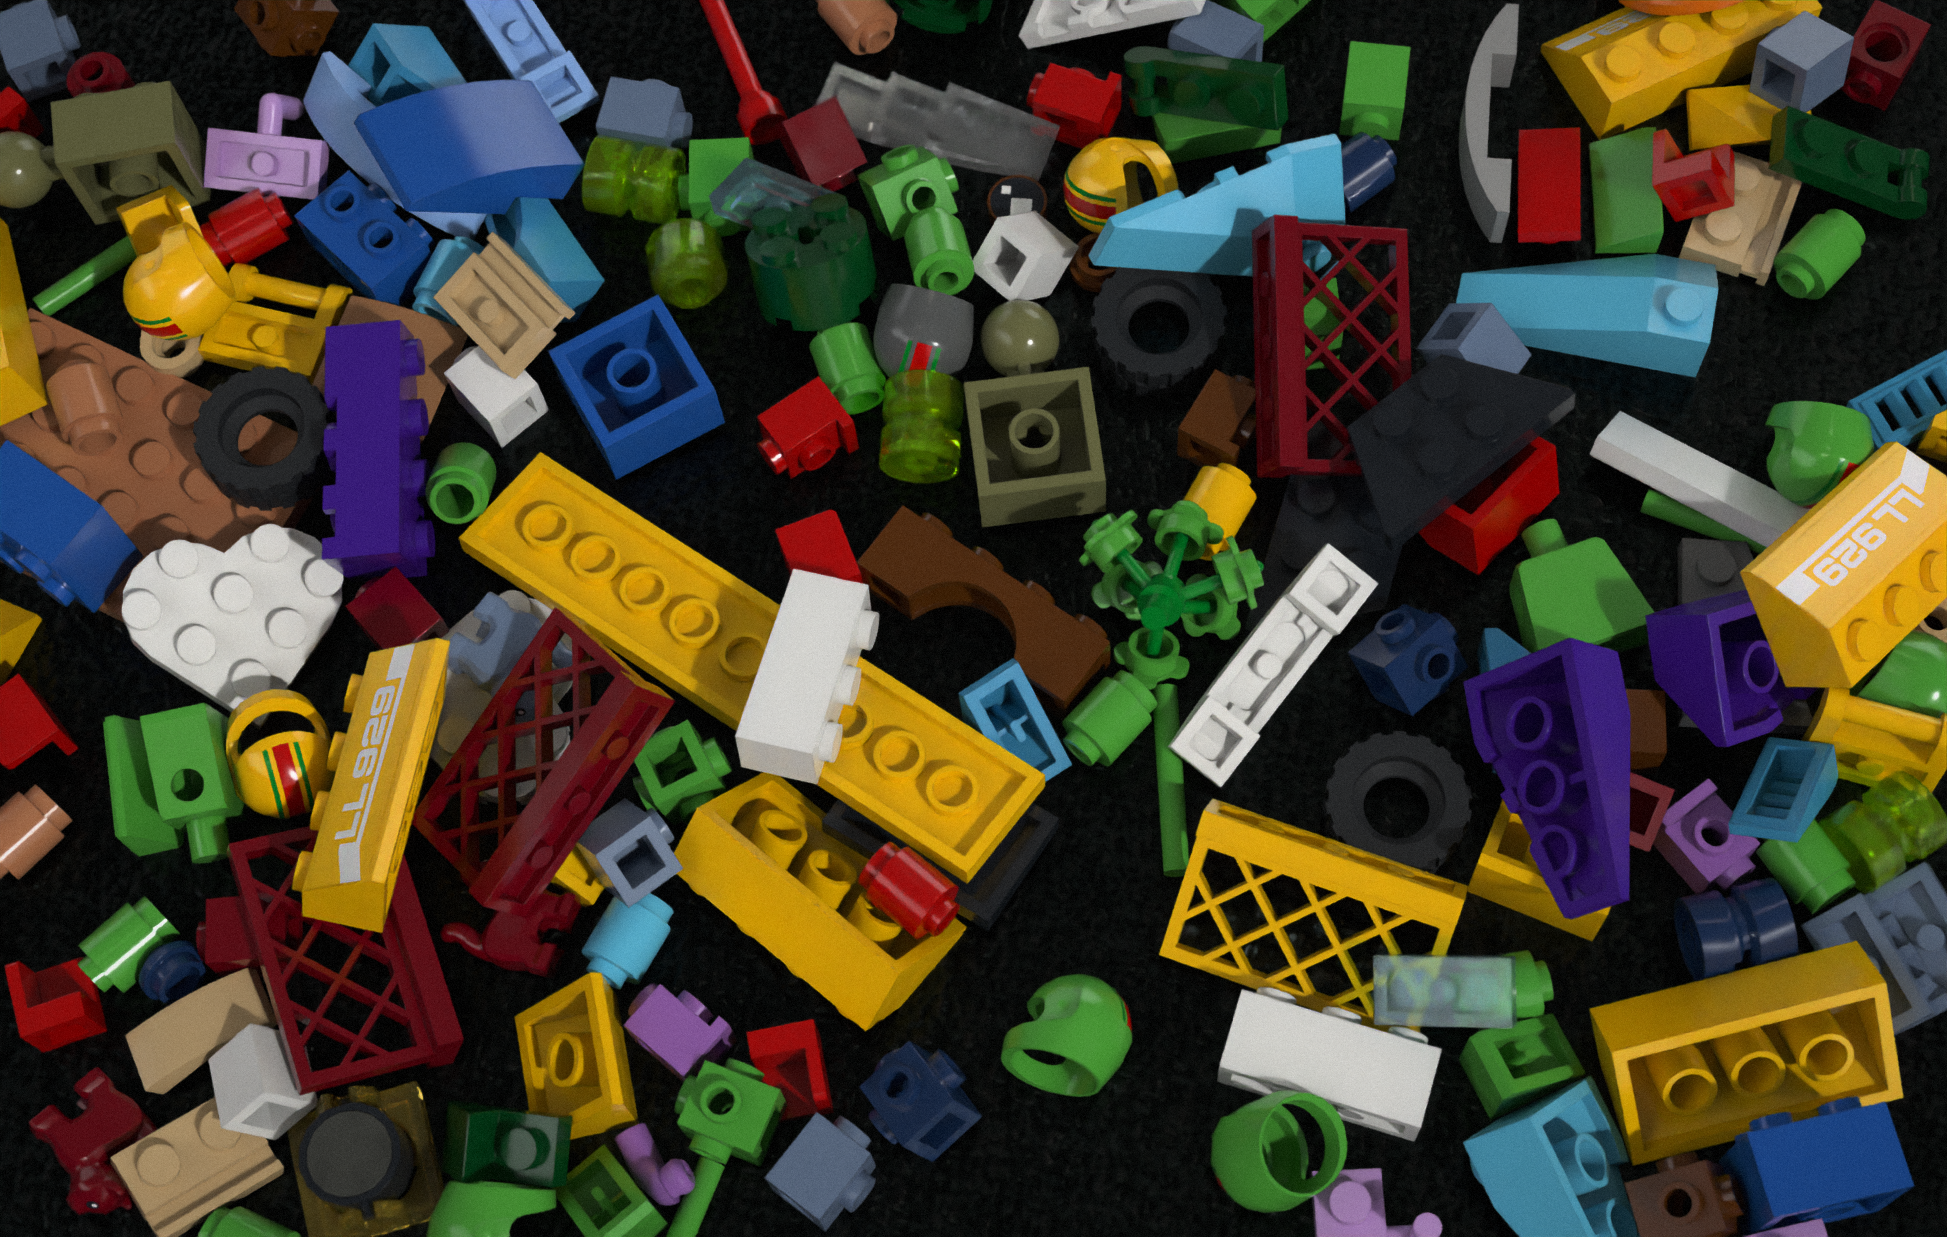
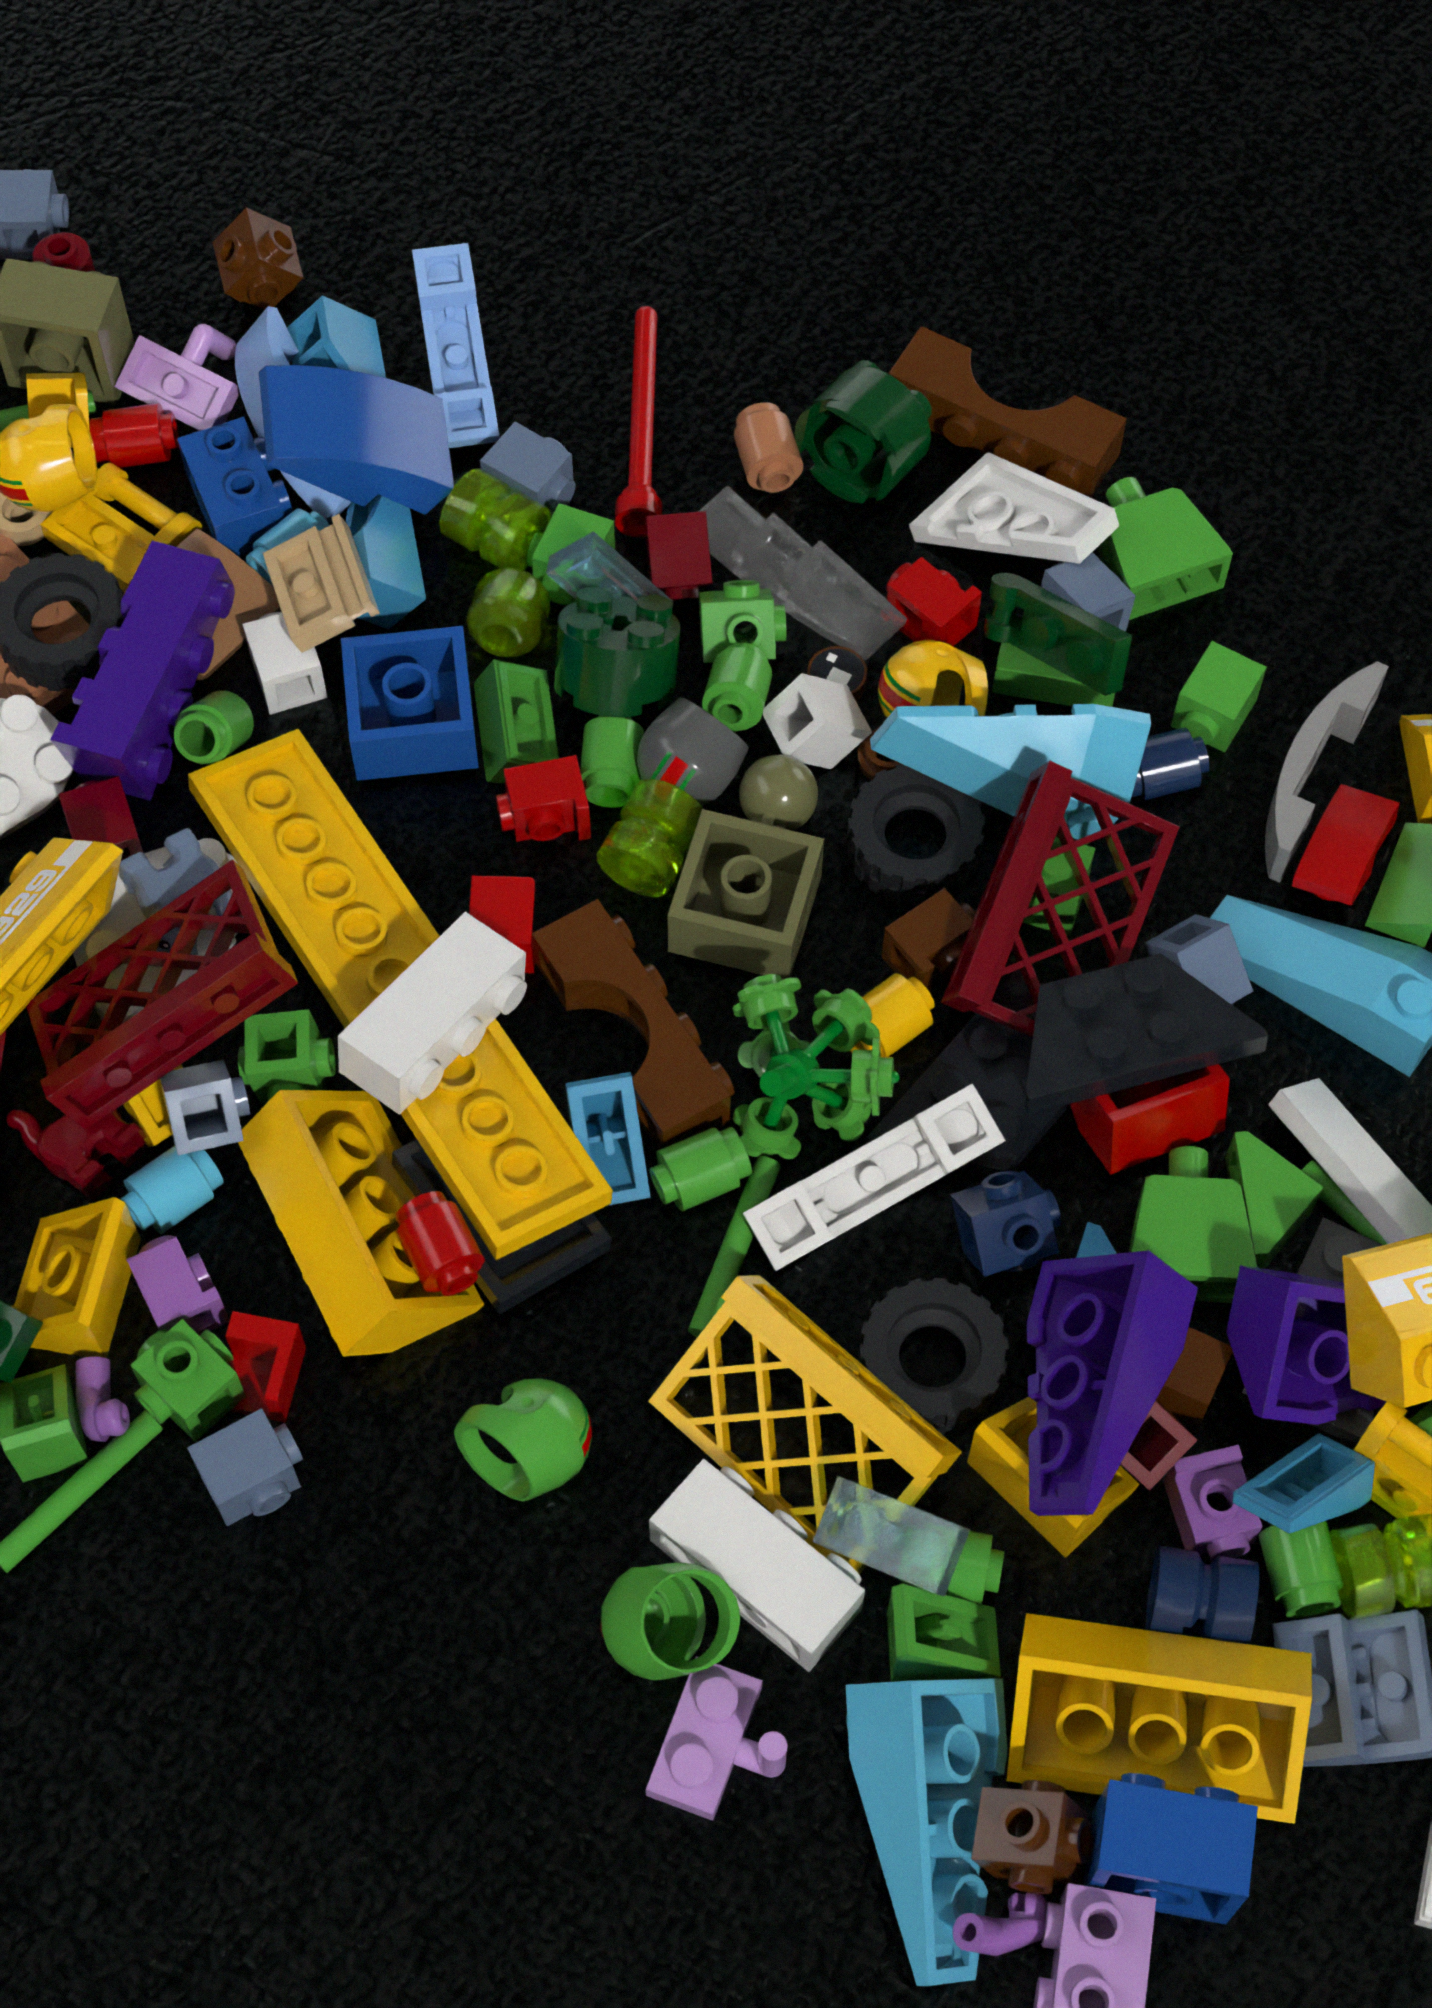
camera: 15 degrees right, 5 degrees down
(738, 363) = (514, 717): none -> bright green slope
(919, 1100) = (362, 1439): dark blue brick -> none
(1632, 529) = (1274, 1194): none -> bright green slope

